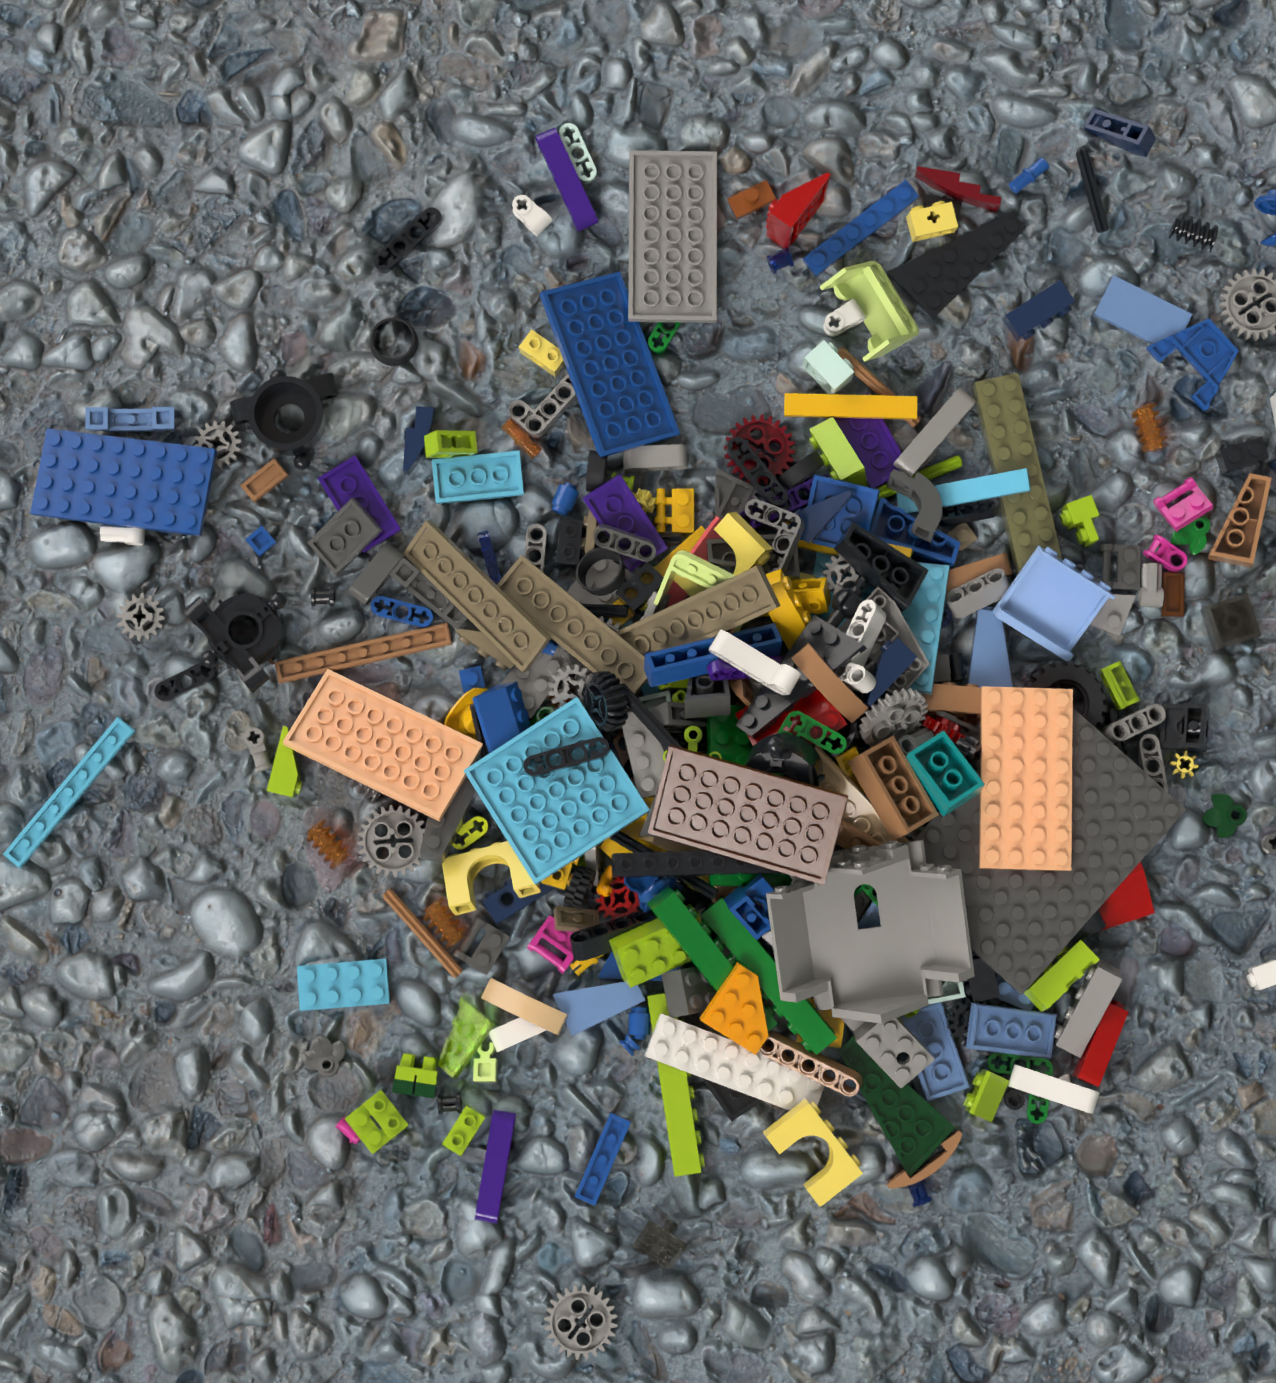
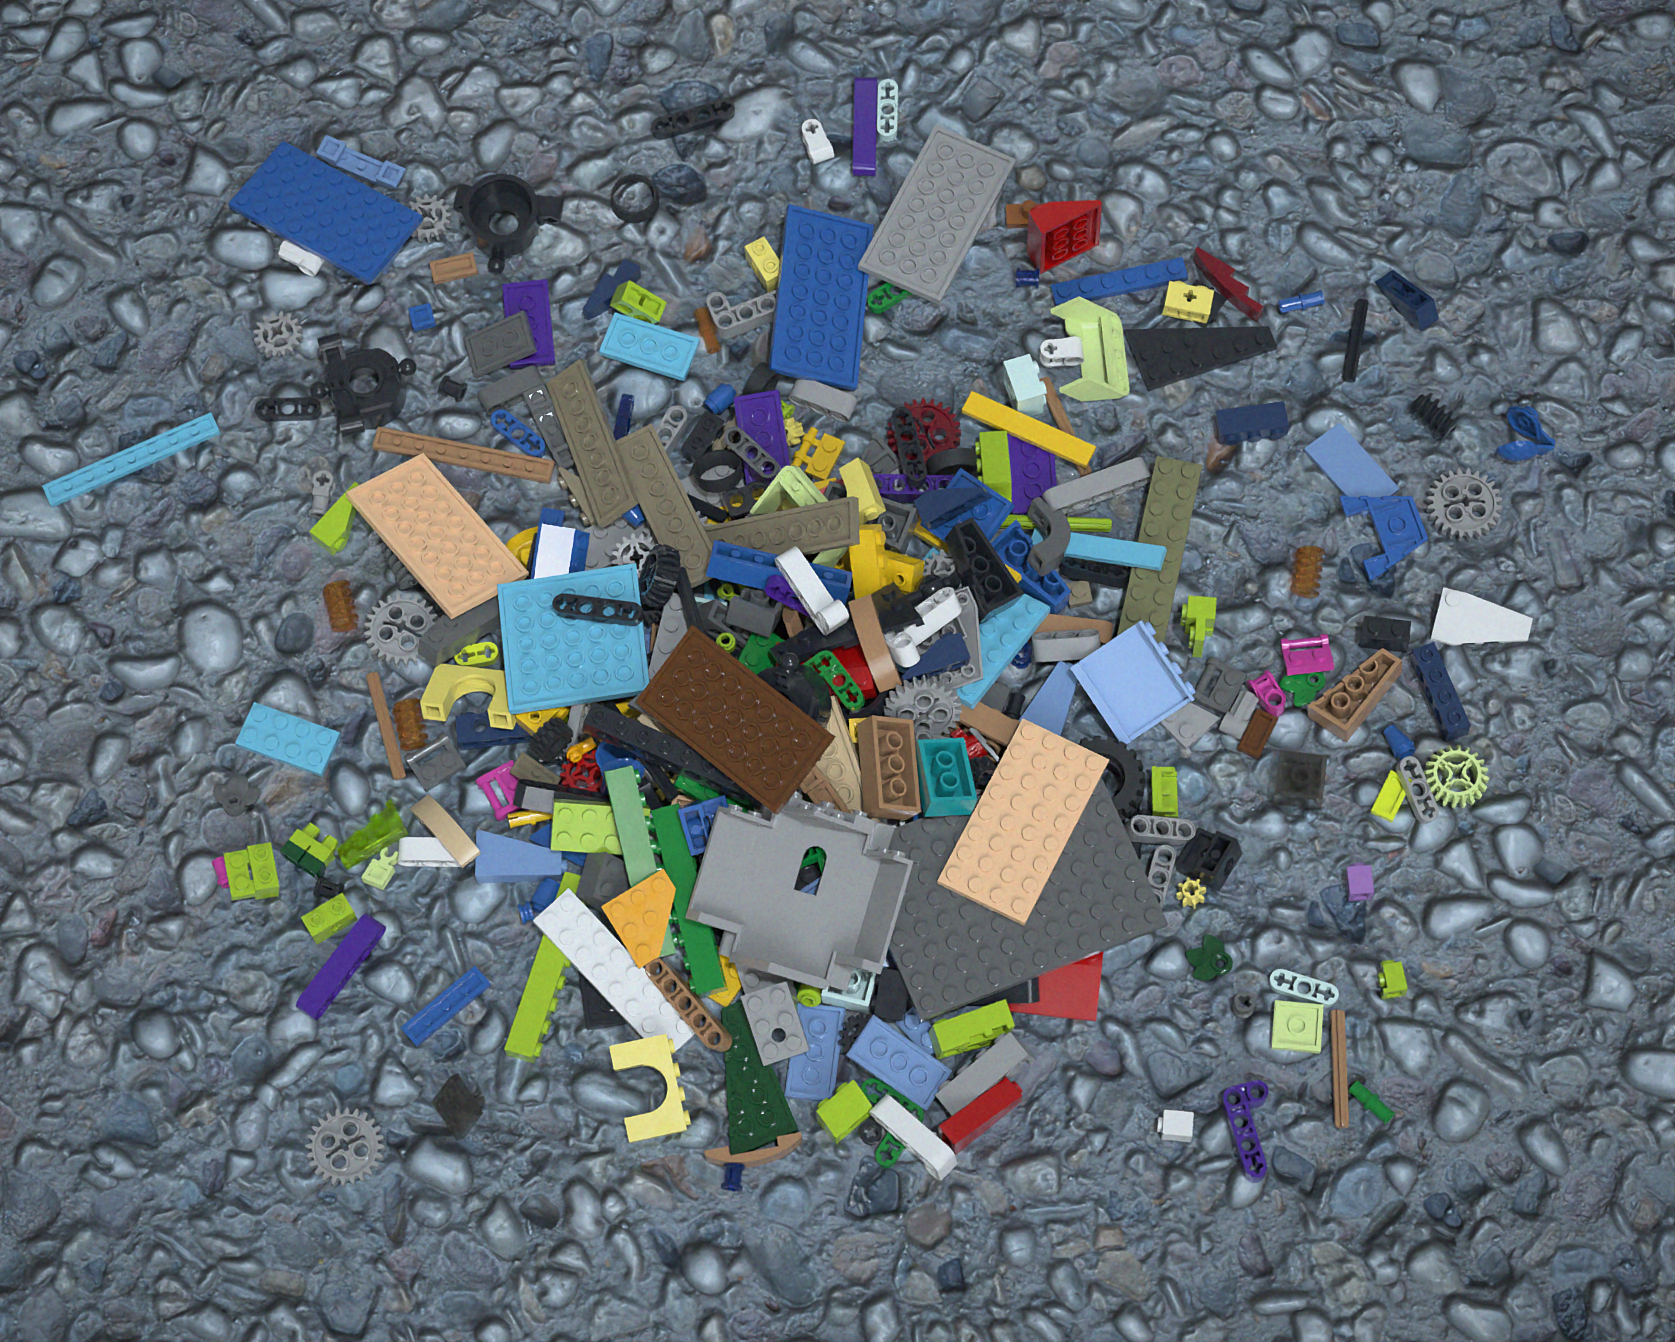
camera: 25 degrees right, 15 degrees down
(784, 532) = (904, 501): dark grey beam -> none

